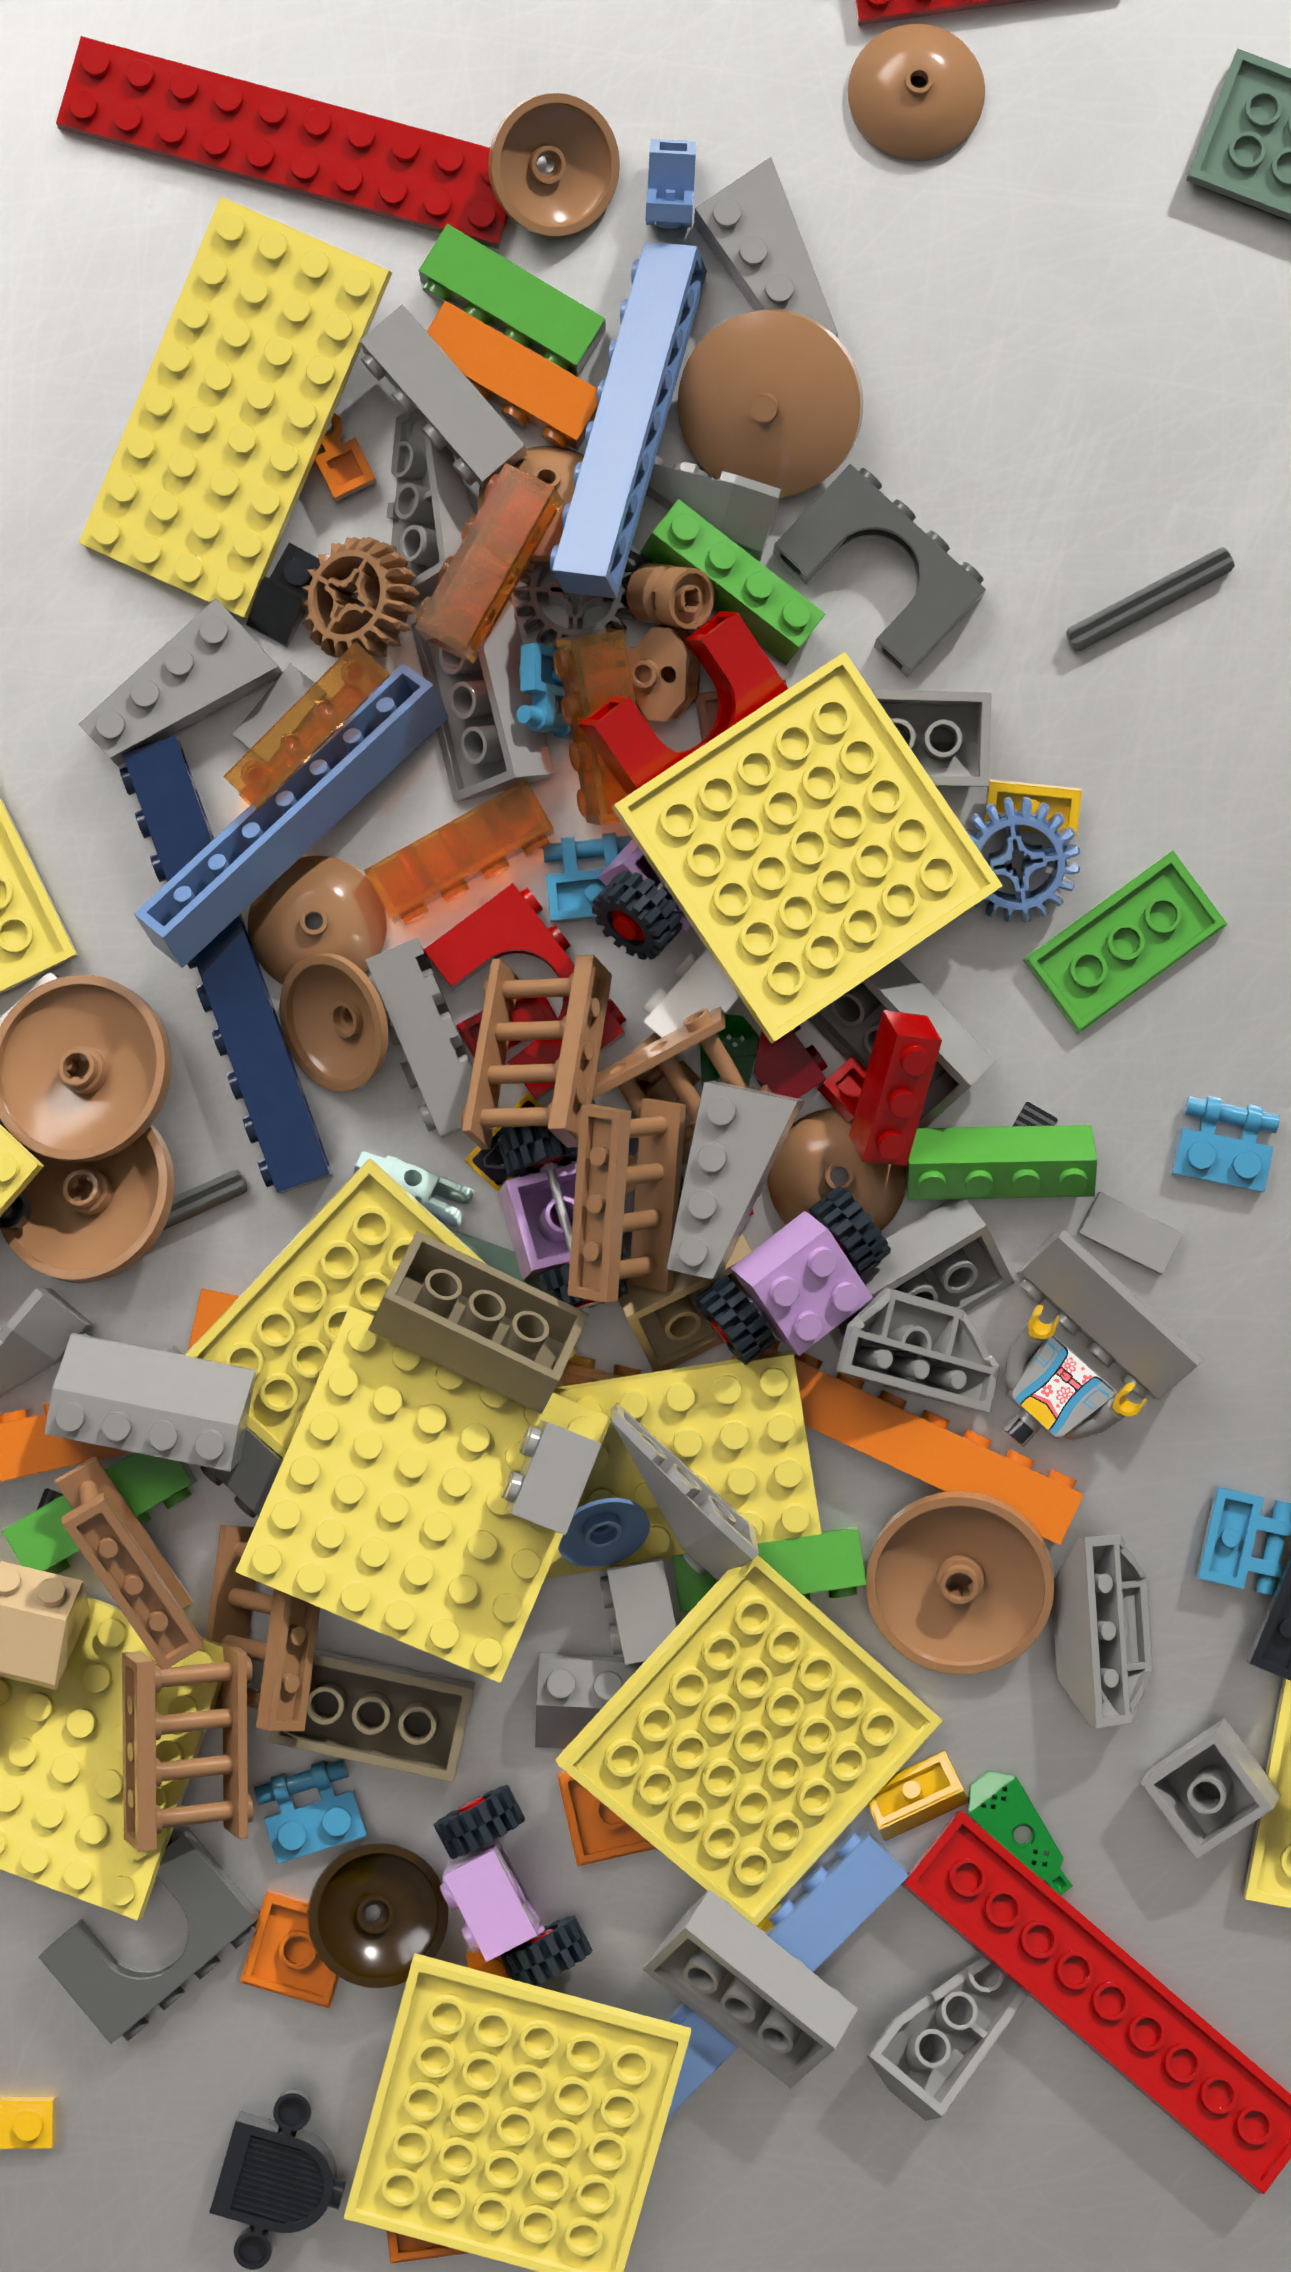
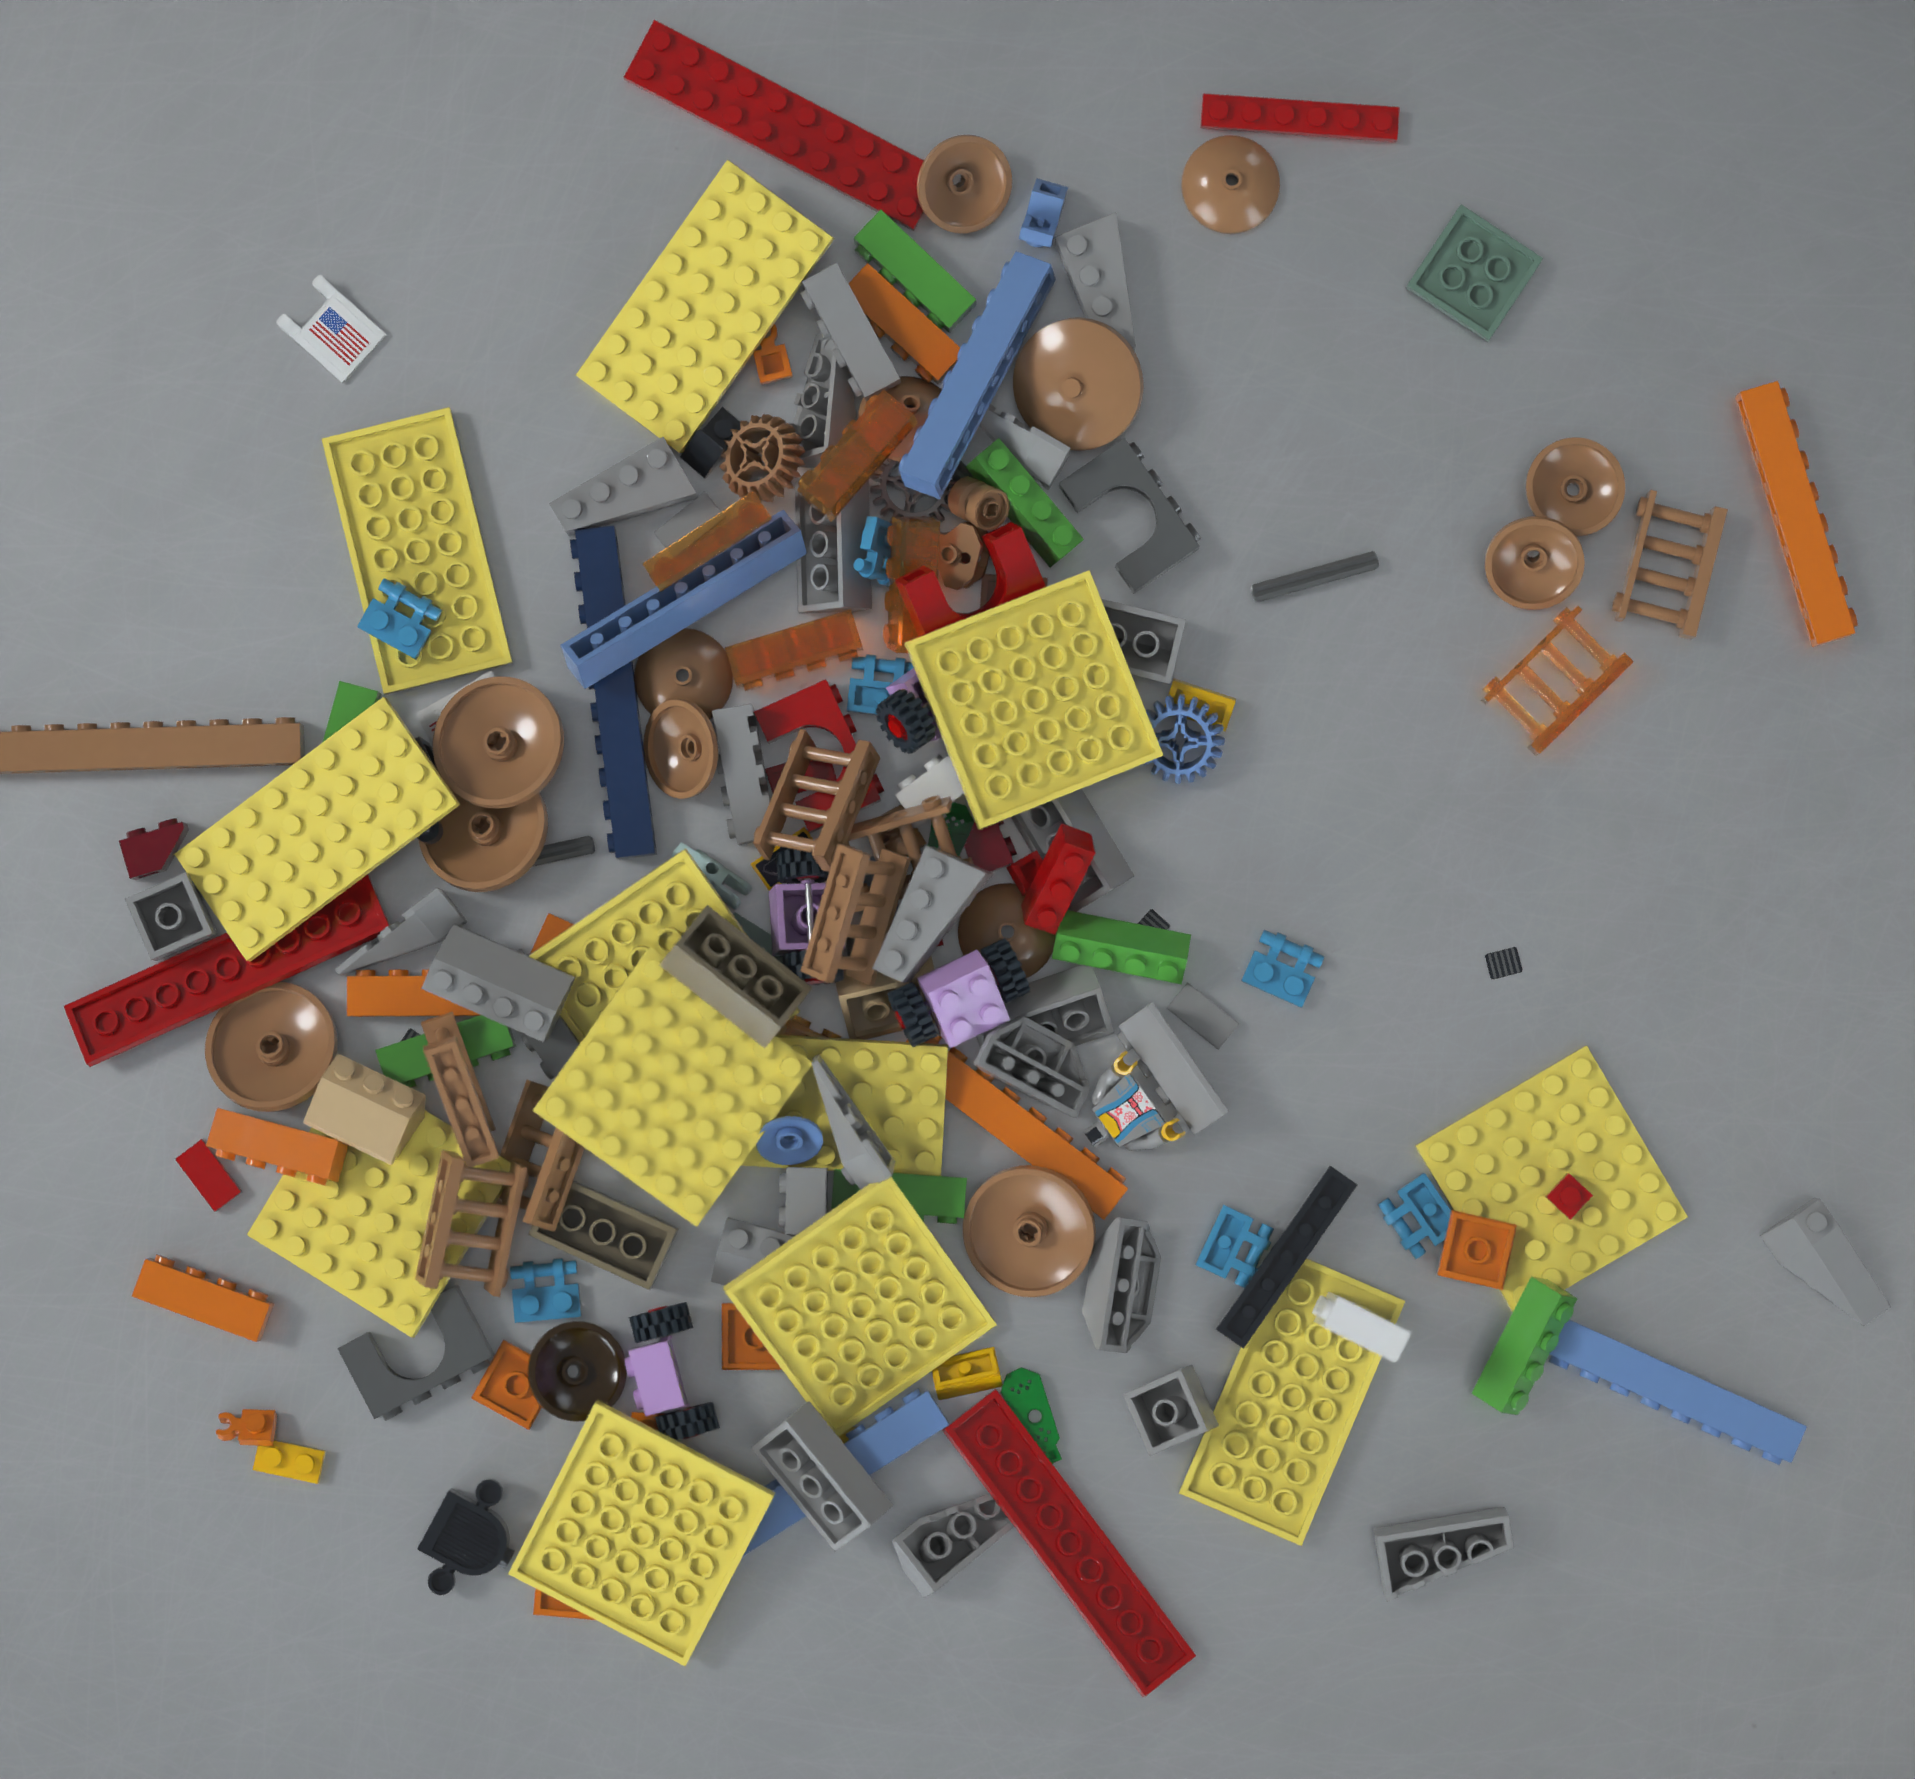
camera: 15 degrees right, 0 degrees up
(550, 1476) = (762, 1091): light grey brick -> none
(1125, 942) = (1244, 812): bright green tile -> none

